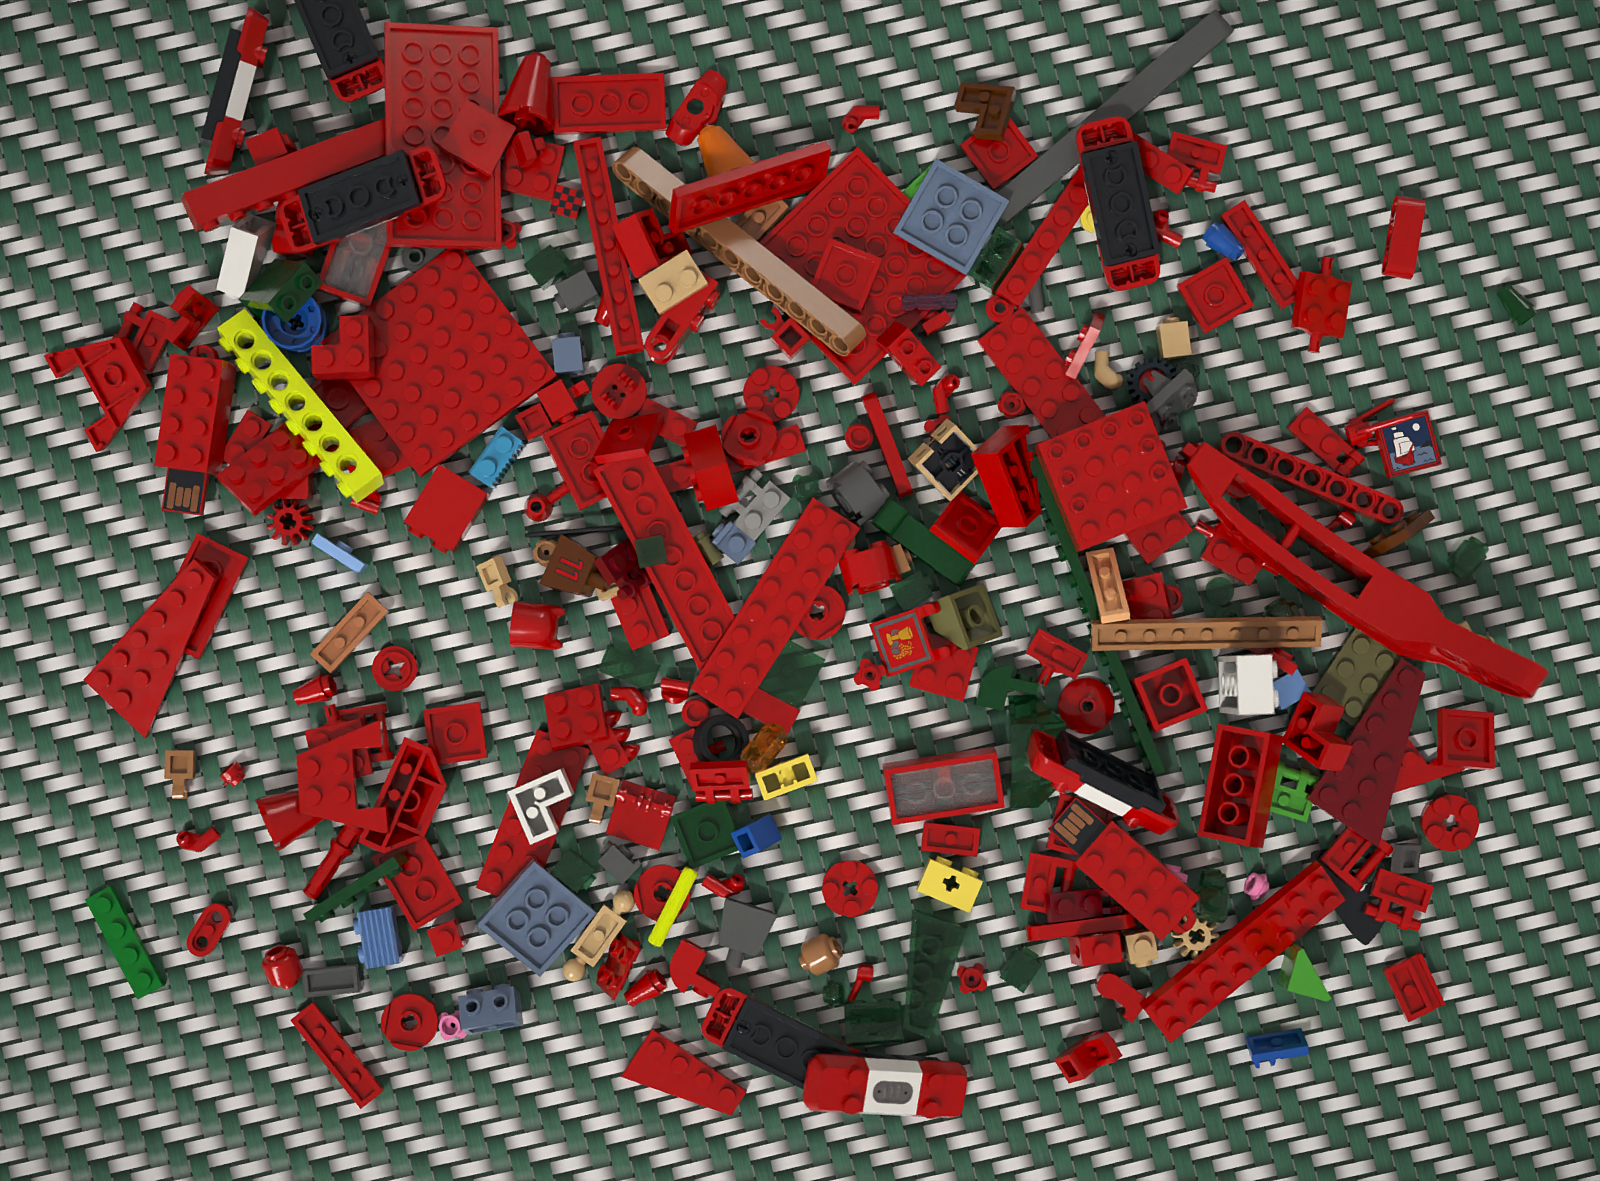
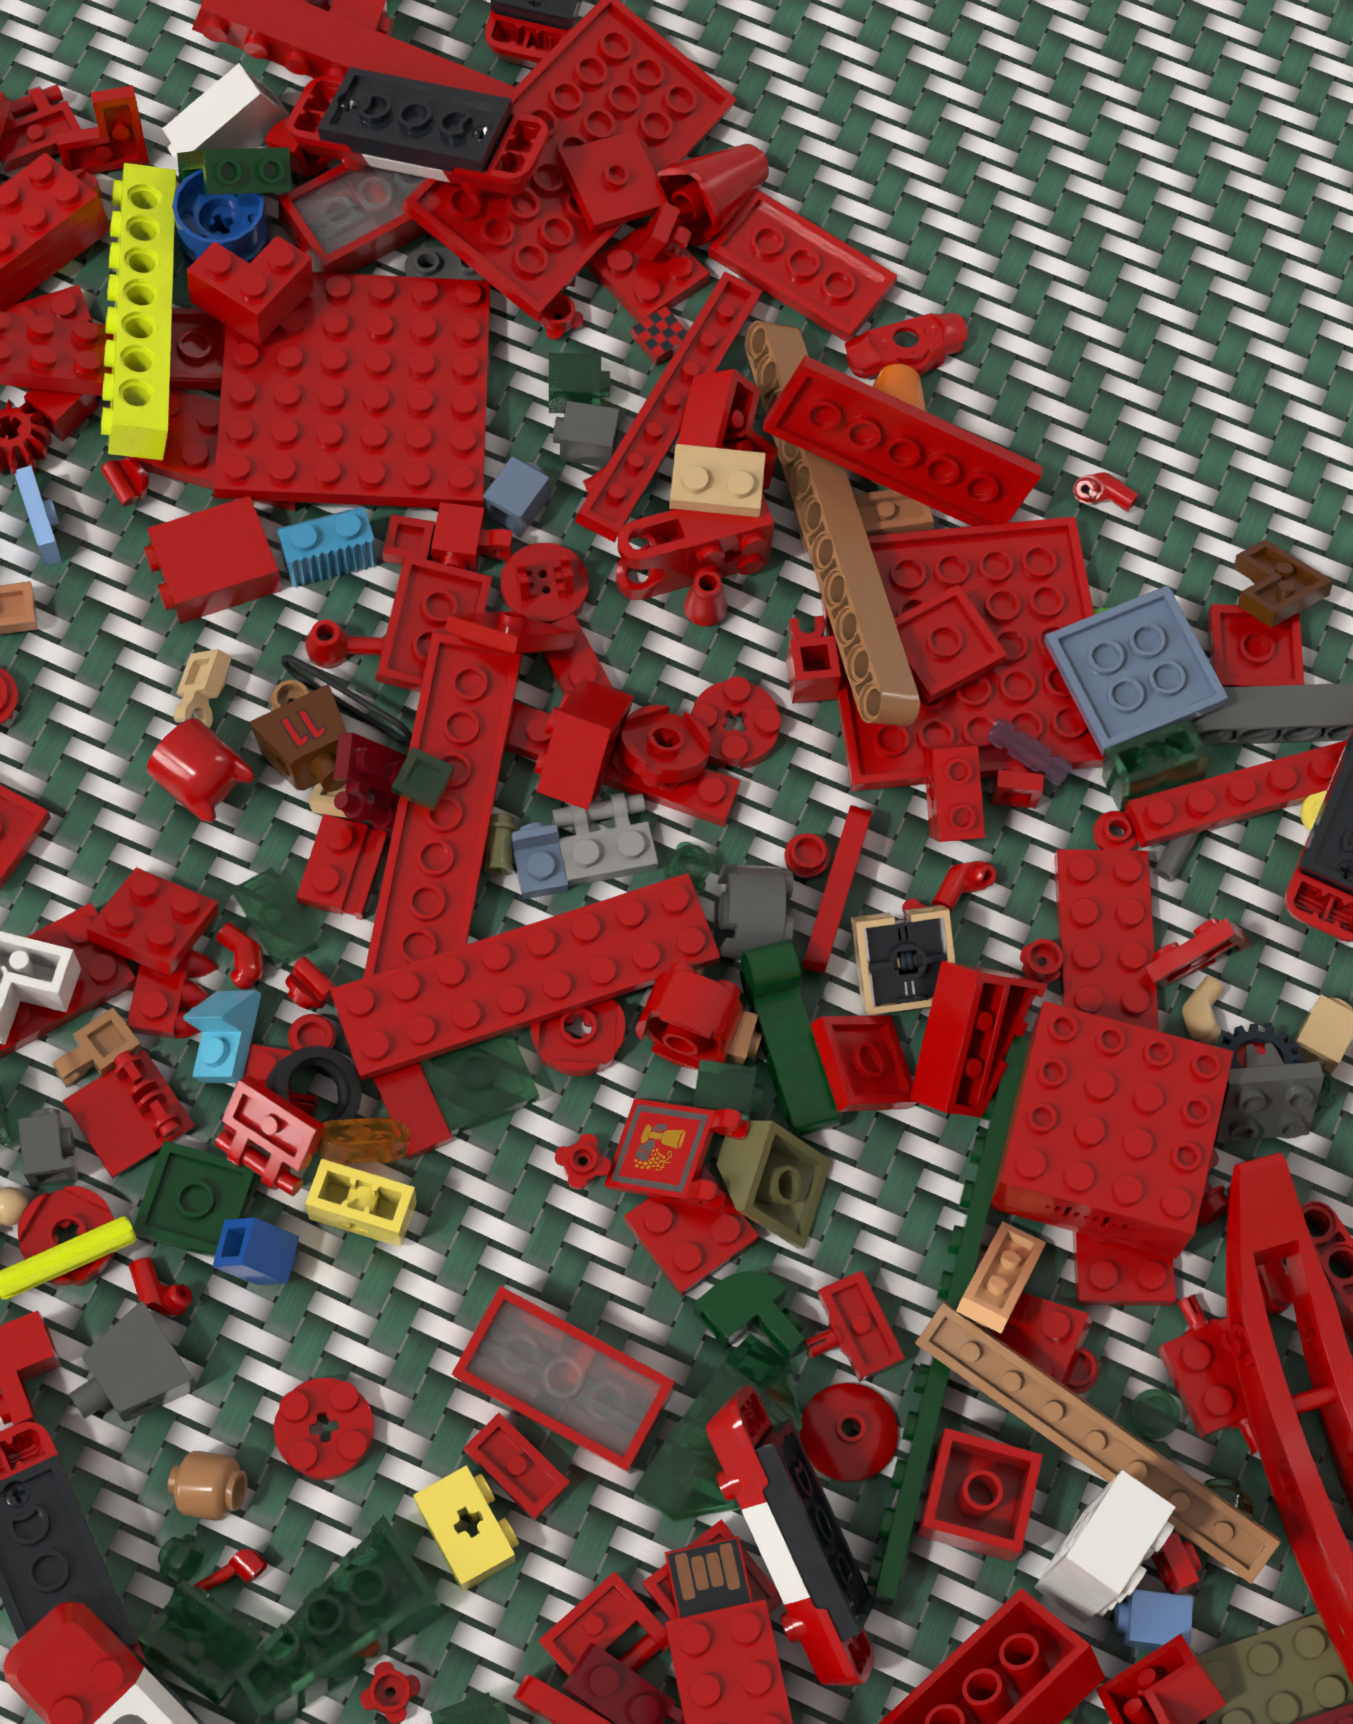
camera: 35 degrees right, 20 degrees down
(654, 741) = (226, 1037): none -> medium azure slope
(707, 347) = (705, 600): none -> red cone

